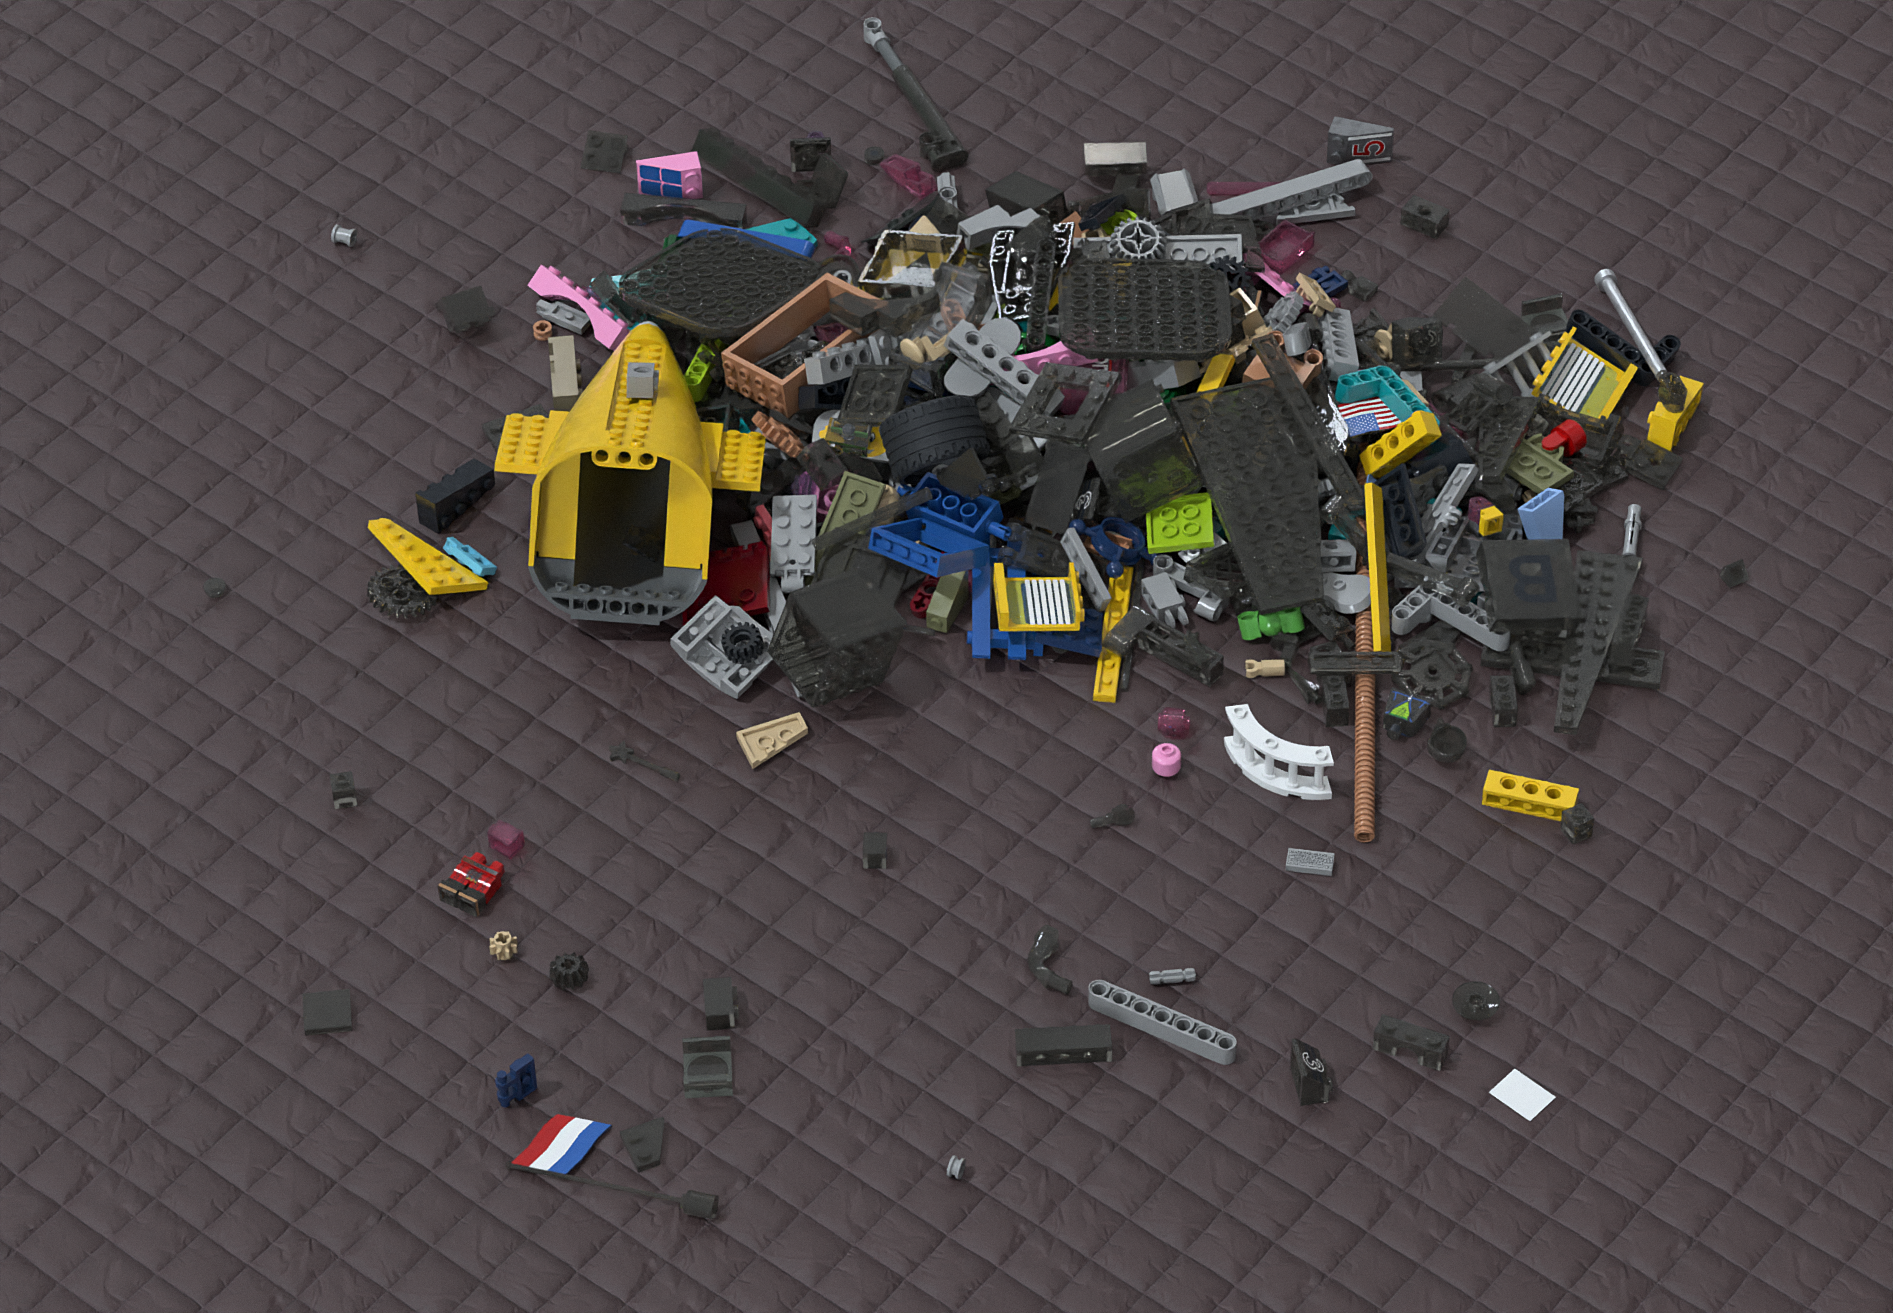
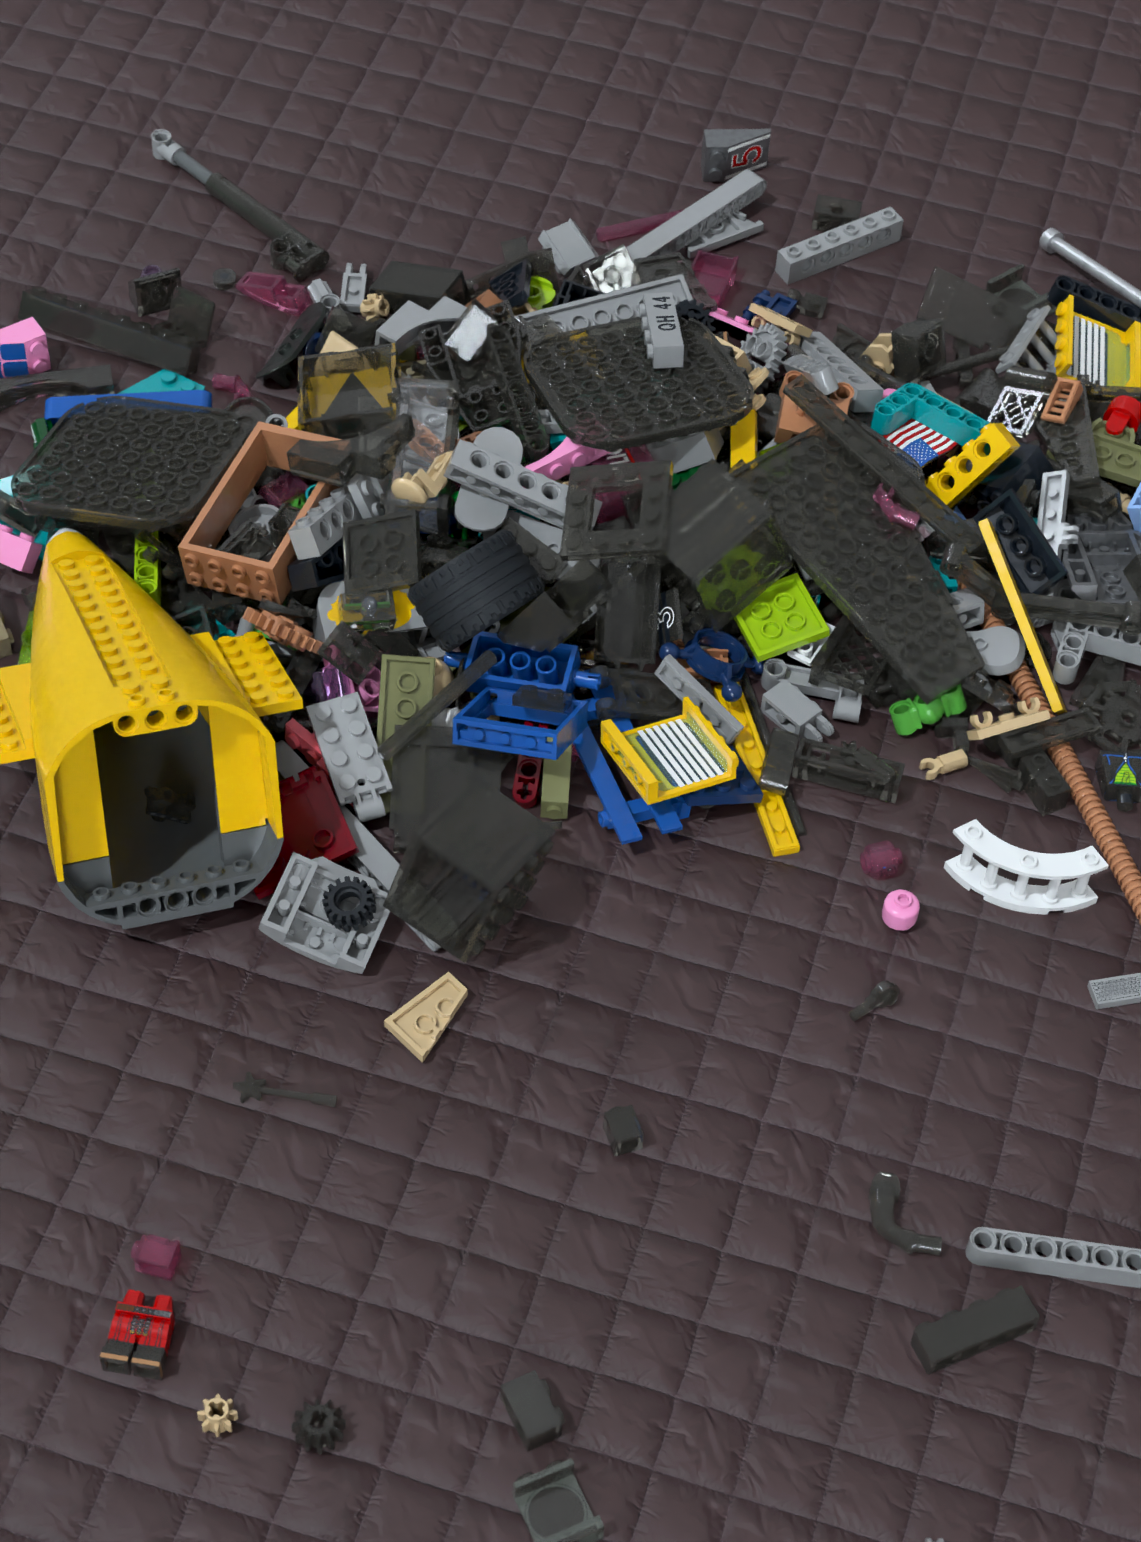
camera: 25 degrees left, 5 degrees up
(642, 380) = (115, 607): light grey brick -> none
(956, 535) = (535, 698): none -> clear smoke plate
(975, 187) = (353, 288): none -> light grey hinge
(983, 203) = (374, 306): none -> tan gear
(1115, 158) = (493, 224): clear smoke slope -> none
(1153, 241) = (584, 302): light grey gear -> none
(1172, 976) = (1047, 1190): light grey axle -> none
(1183, 274) = (661, 330): none -> light grey brick
(1300, 459) = (895, 511): none -> clear pink piece
(1323, 644) = (1007, 721): none -> tan plate
(1411, 242) = (838, 245): none -> light grey brick
(1484, 514) = (1097, 524): leg -> none
(1512, 406) = (1065, 385): none -> nougat slope

